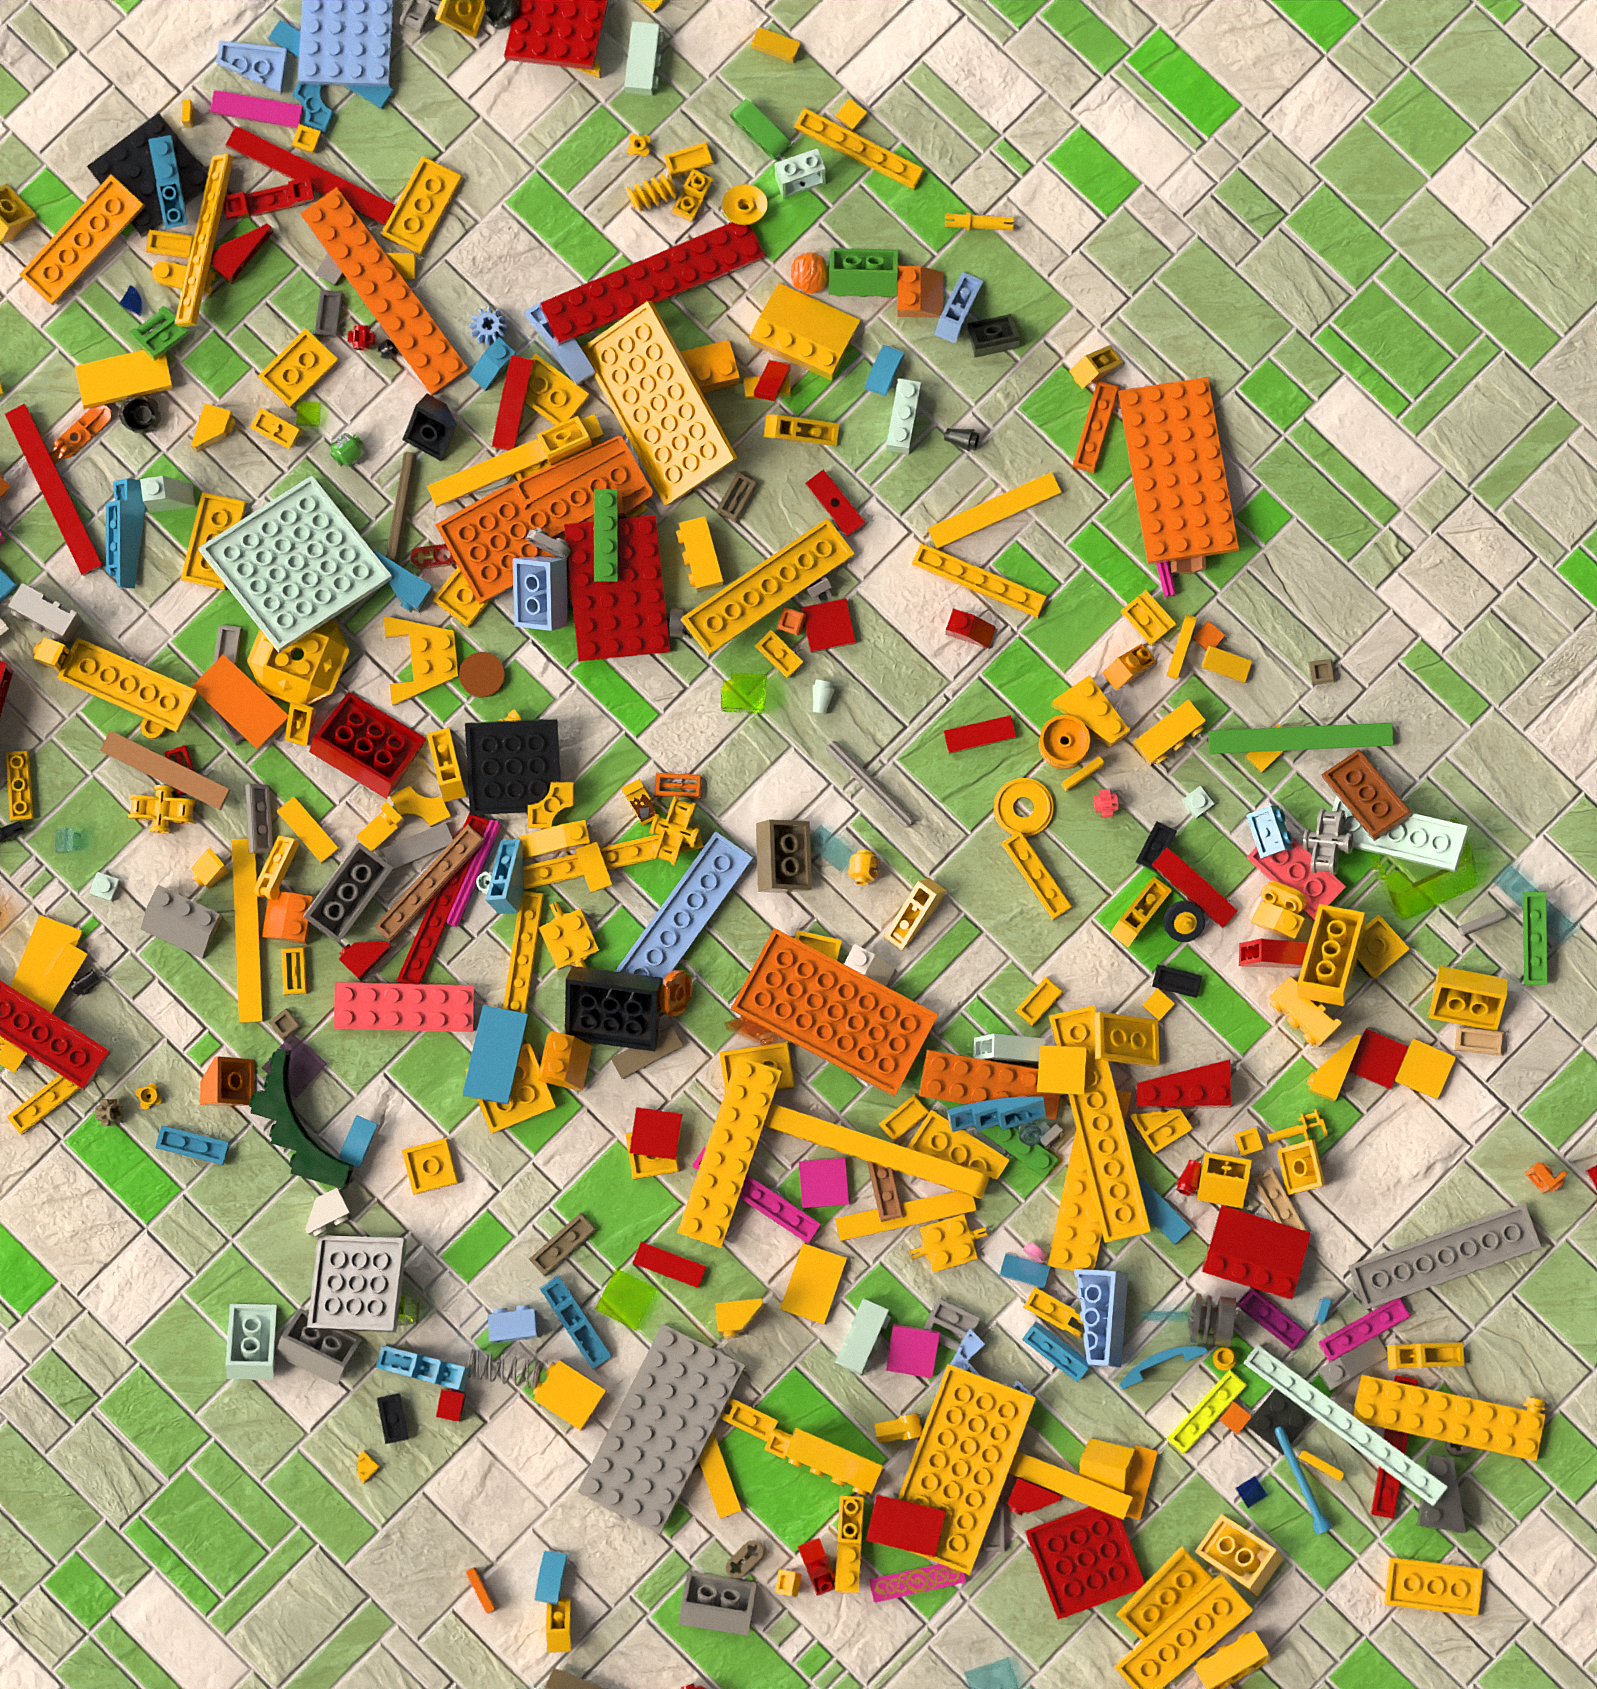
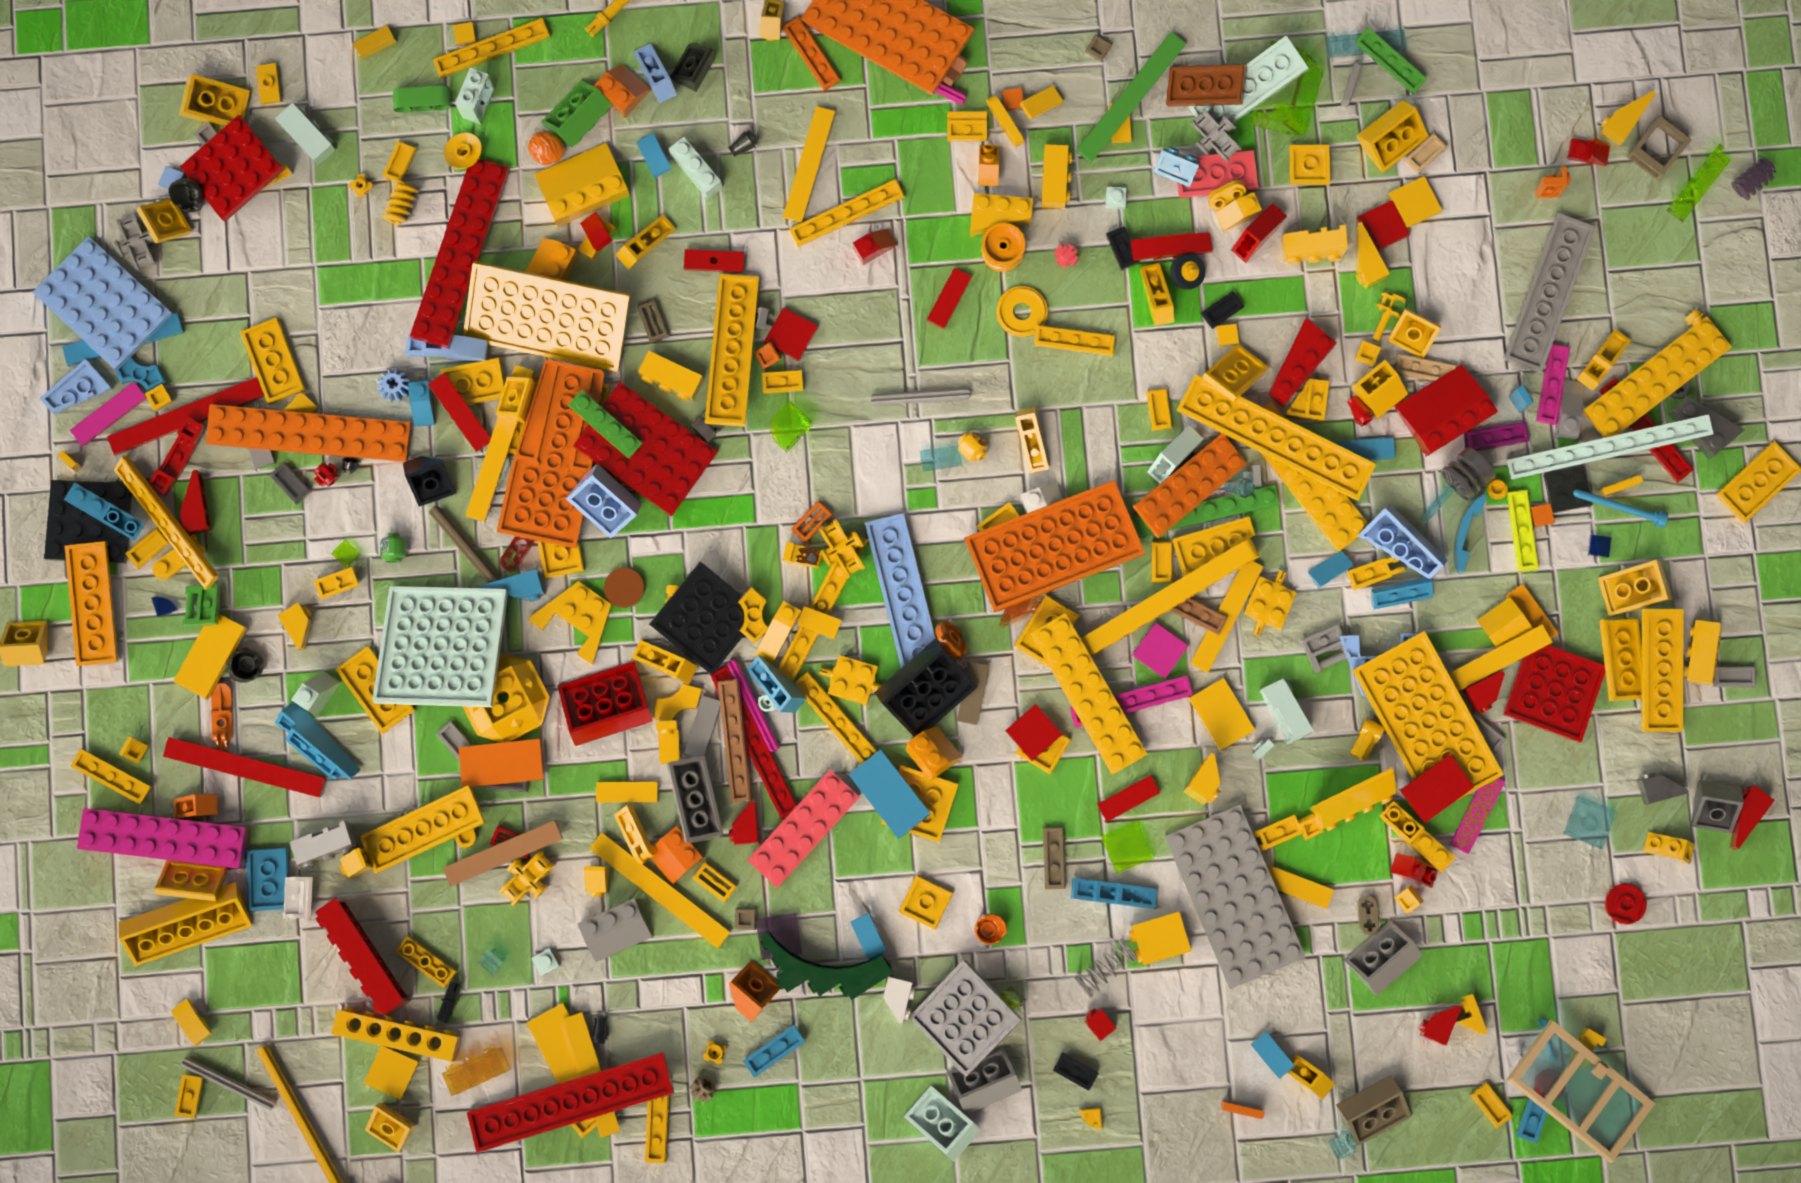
camera: 50 degrees left, 0 degrees up
(259, 818) = (591, 818): light grey tile -> none
(297, 368) = (309, 534): yellow plate -> none
(300, 723) = (550, 736): yellow slope -> none
(422, 1368) = (1059, 1022): dark azure slope -> none
(452, 1240) = (990, 929): none -> orange hair
(513, 1325) = (1082, 936): light blue slope -> none
(541, 540) = (571, 469): light grey plate -> none
(692, 195) = (426, 180): yellow slope -> none
(783, 856) = (920, 492): dark tan slope -> none
(812, 1343) = (1262, 748): none -> light aqua plate
(822, 695) = (834, 377): light aqua cone -> none
(912, 1351) = (1322, 686): dark pink tile -> none
(1002, 1112) = (1217, 491): dark azure slope -> none
(1034, 1252) = (1324, 552): bright pink tile -> none
(1061, 1070) = (1221, 430): yellow tile -> none
(1082, 774) = (1034, 254): yellow tile -> none
(1331, 955) = (1294, 194): yellow brick -> none

